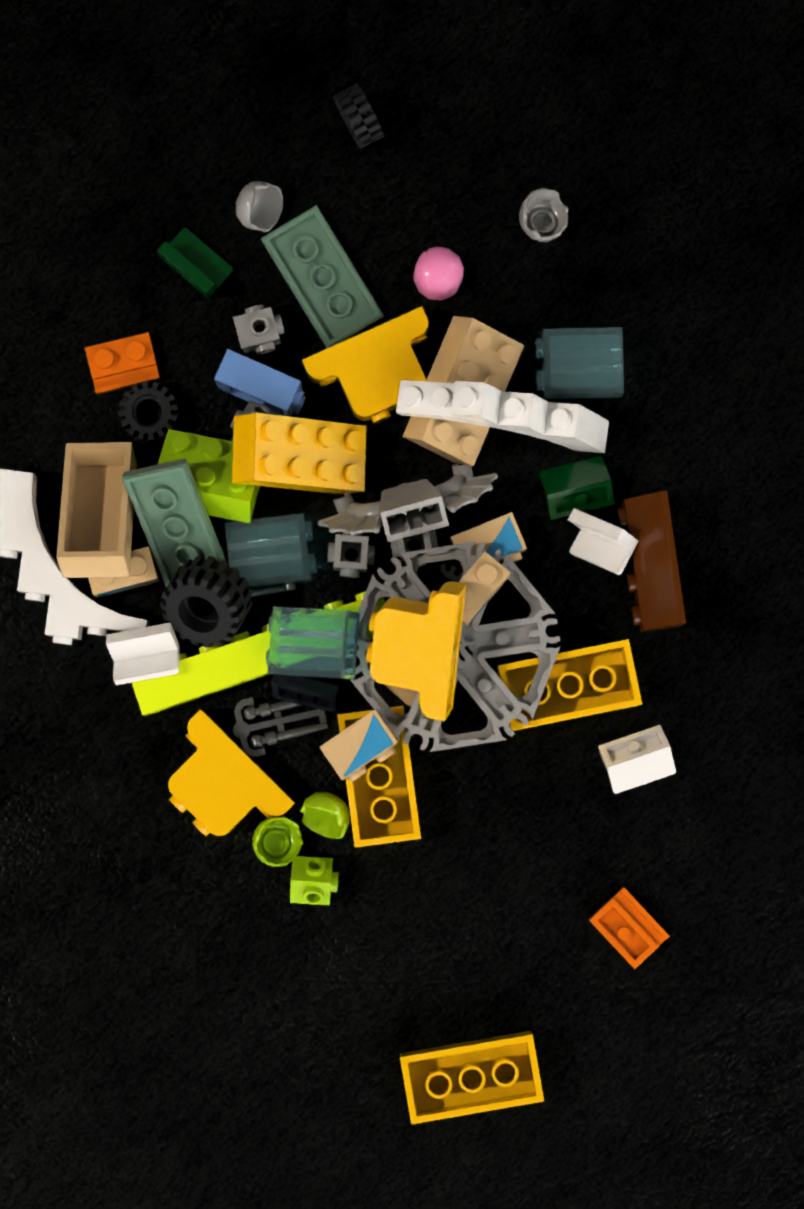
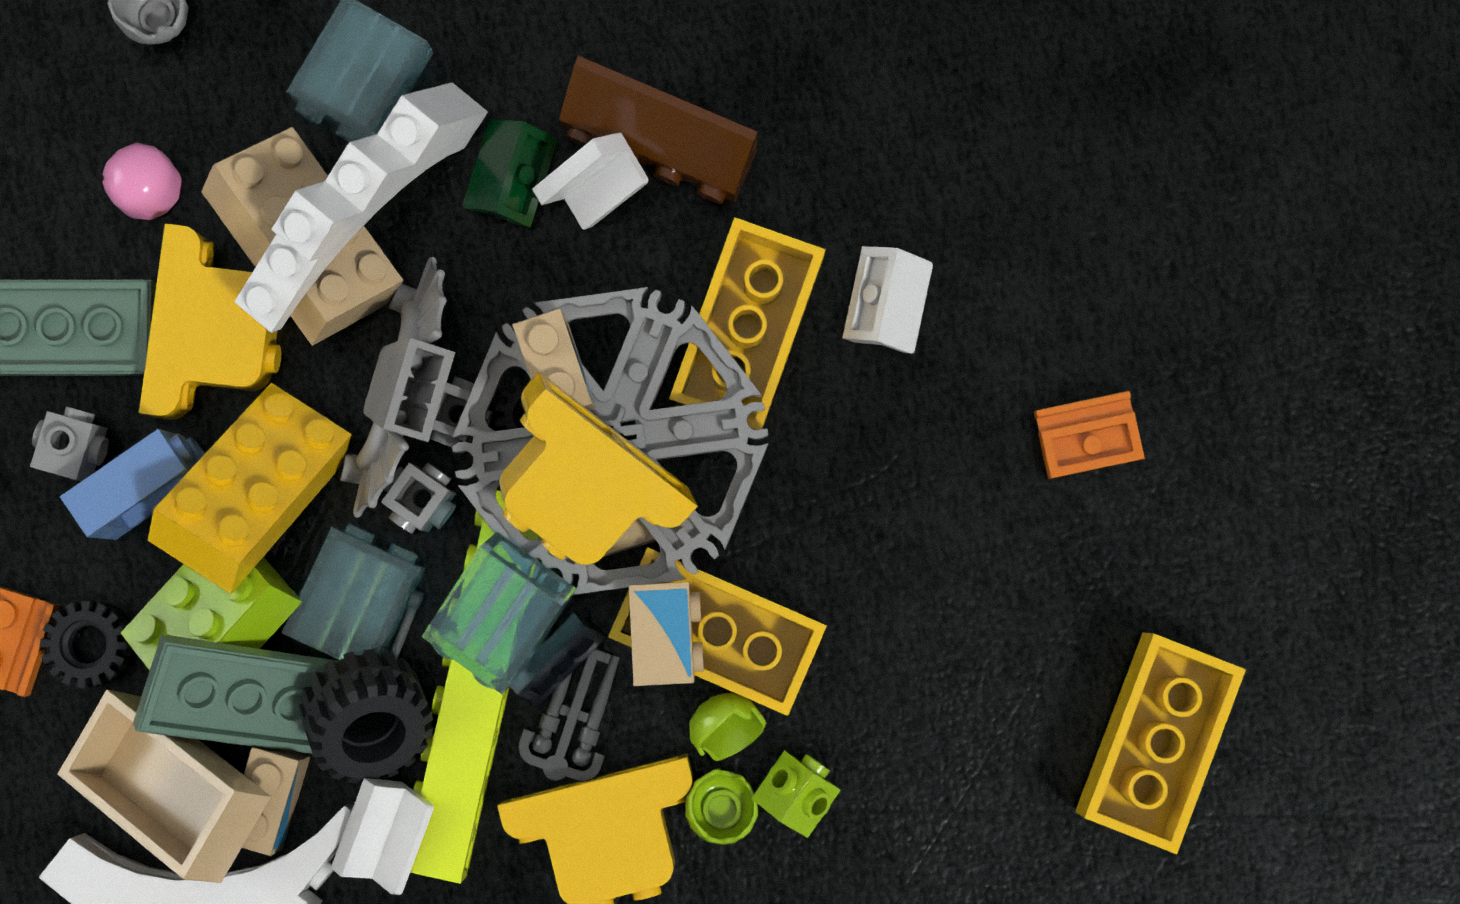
camera: 55 degrees left, 0 degrees up
(495, 534) = (504, 301): tan brick -> none

